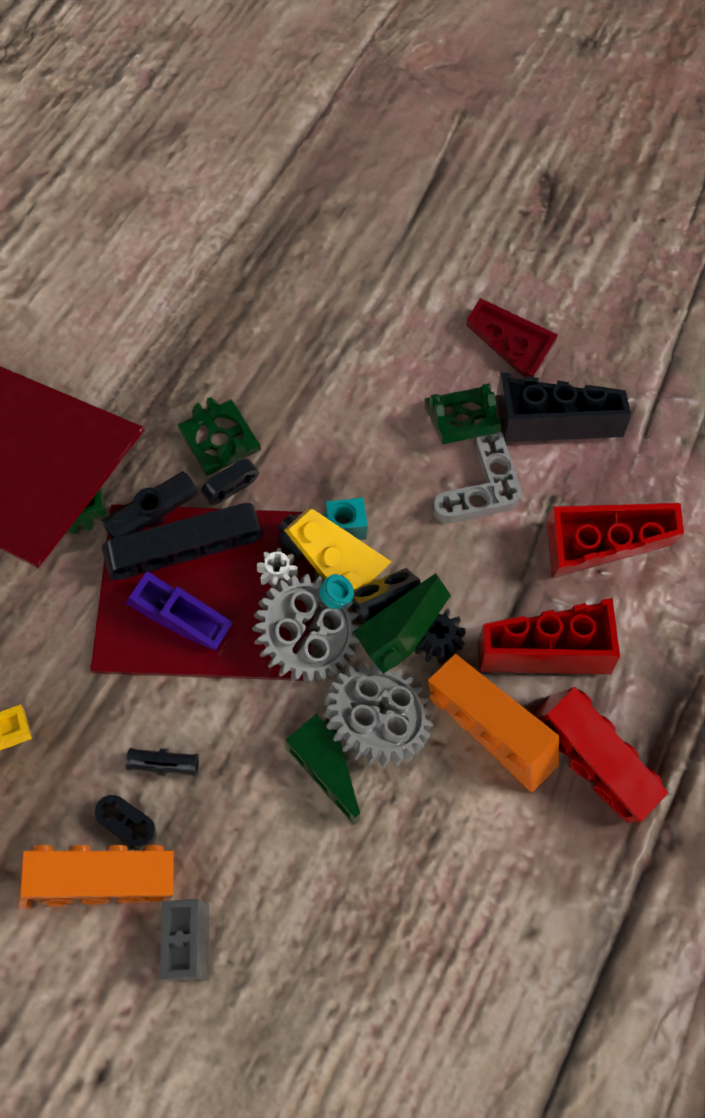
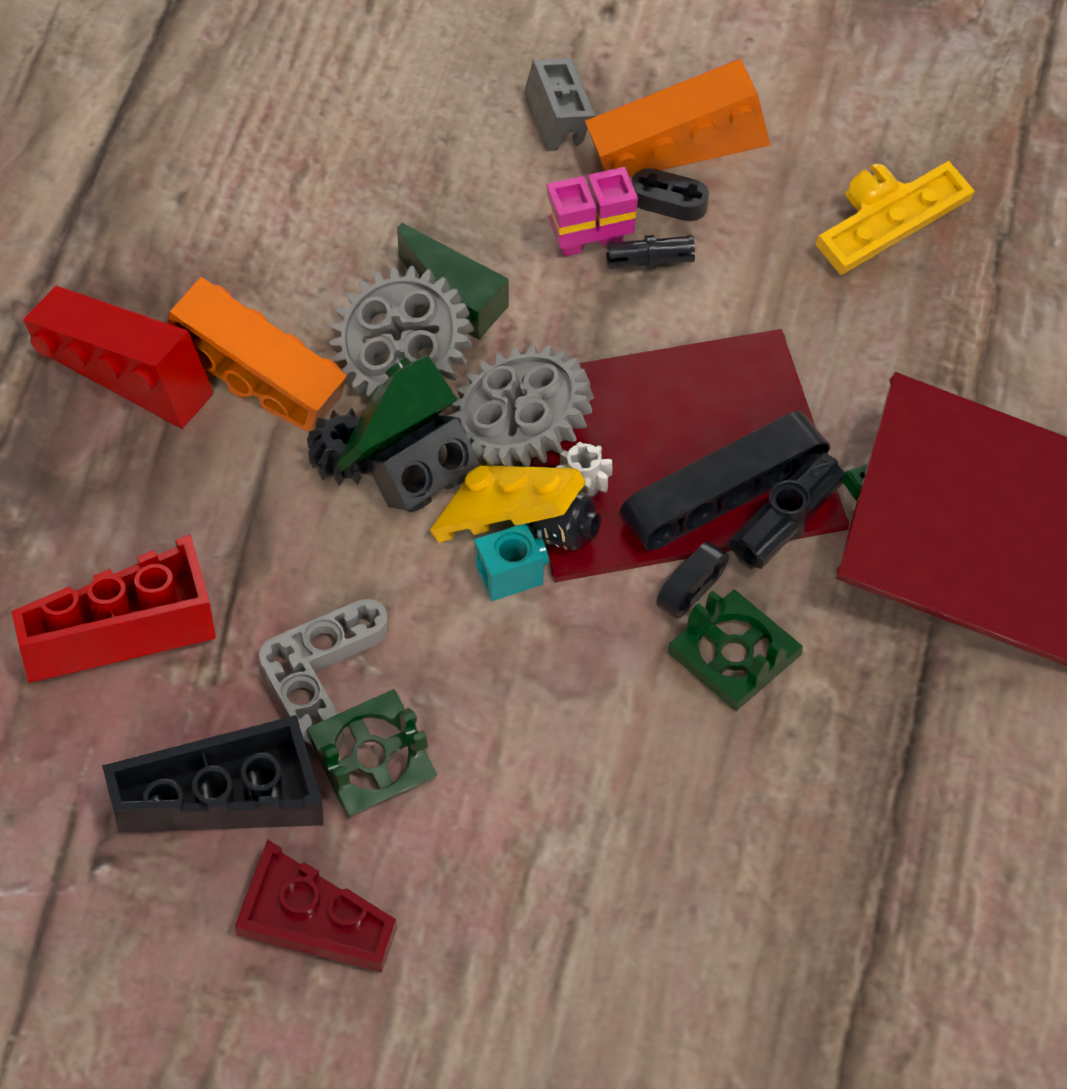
camera: 170 degrees right, 10 degrees down
(179, 611) = (697, 397): dark purple slope -> none
(194, 792) = (592, 211): none -> dark pink hips
(336, 591) = (493, 440): teal tile -> none
(554, 642) = (187, 459): red wedge -> none

